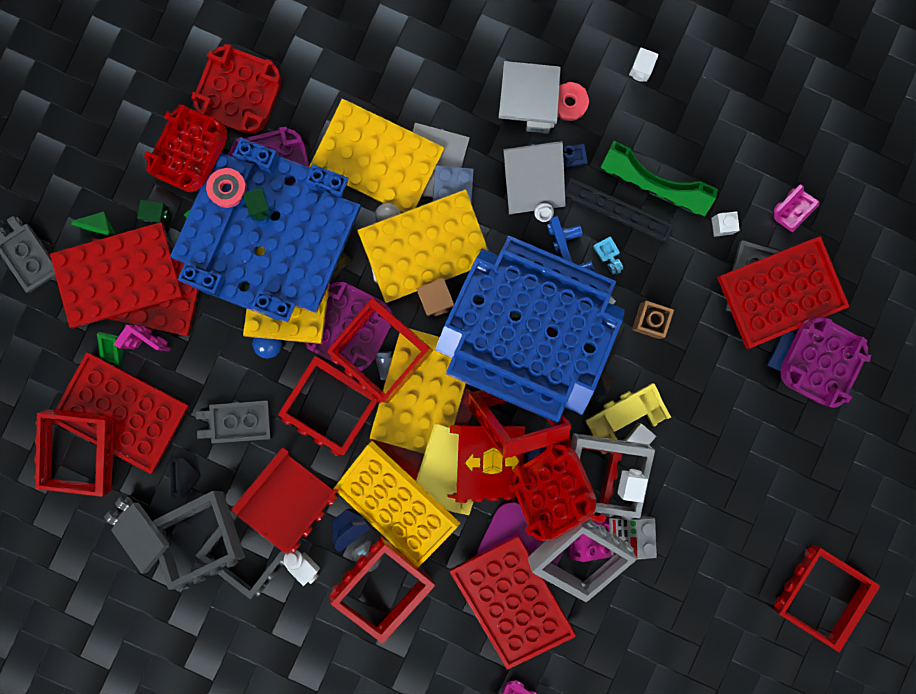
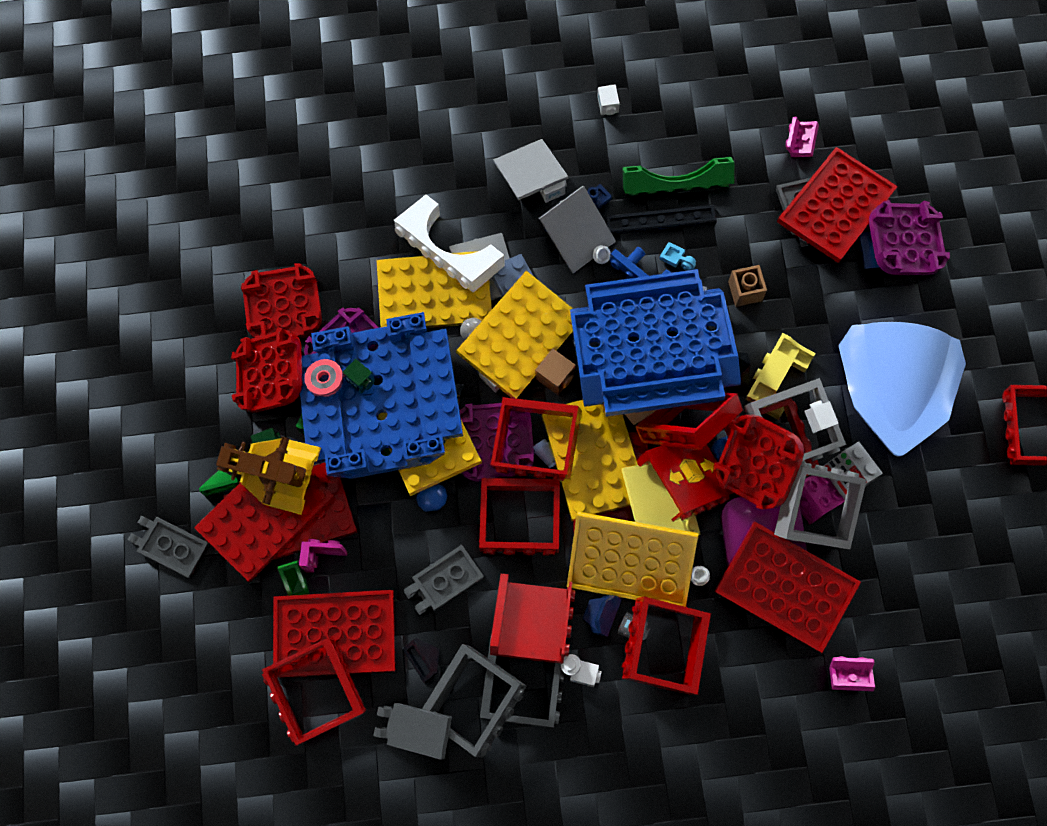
camera: 30 degrees left, 15 degrees down
(135, 245) = (272, 470): none -> piece
(415, 160) = (469, 269): none -> white arch
(449, 546) = (700, 576): none -> white plate
(581, 99) = (573, 152): coral tile -> none
(640, 434) = (799, 379): white brick -> none
(725, 224) = (755, 180): white brick -> none
(729, 486) = (902, 379): none -> light blue windscreen

